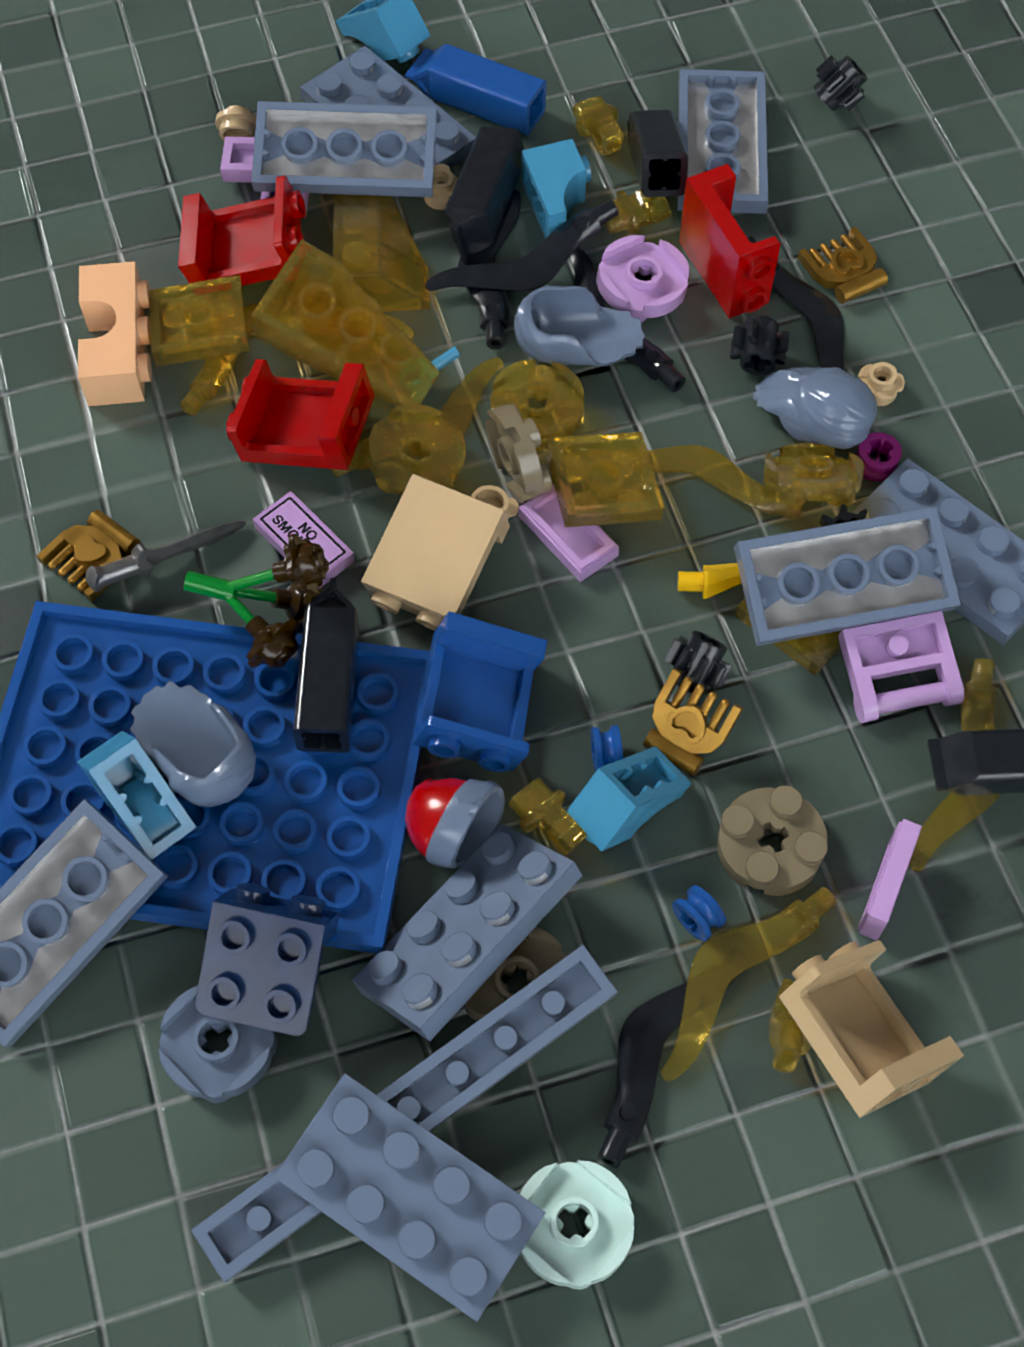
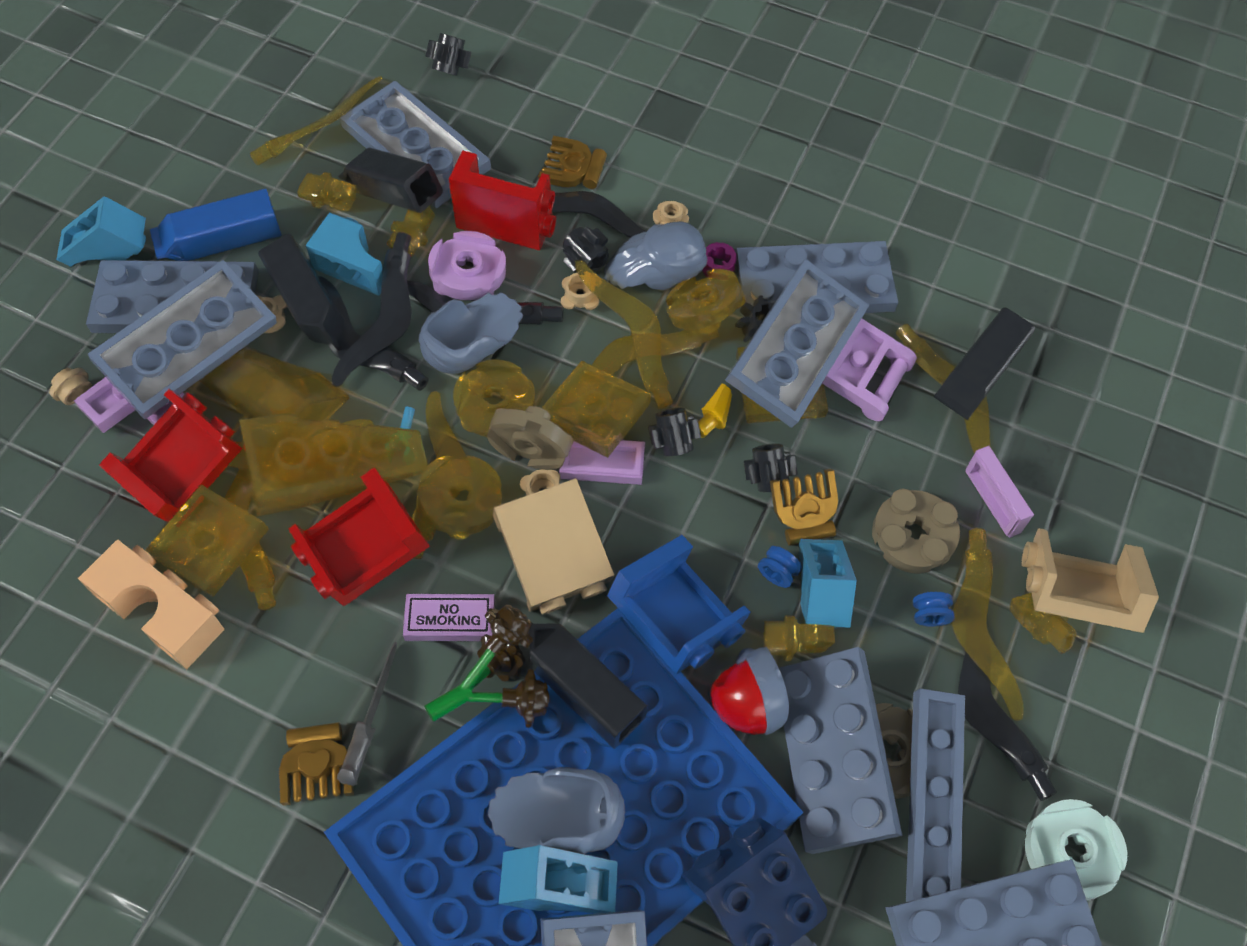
camera: 50 degrees left, 0 degrees up
(605, 56) = (275, 146): none -> clear yellow piece
(650, 558) = (674, 431): none -> black gear
(717, 368) = (573, 285): none -> tan plate
(730, 459) = (644, 331): none -> clear yellow piece

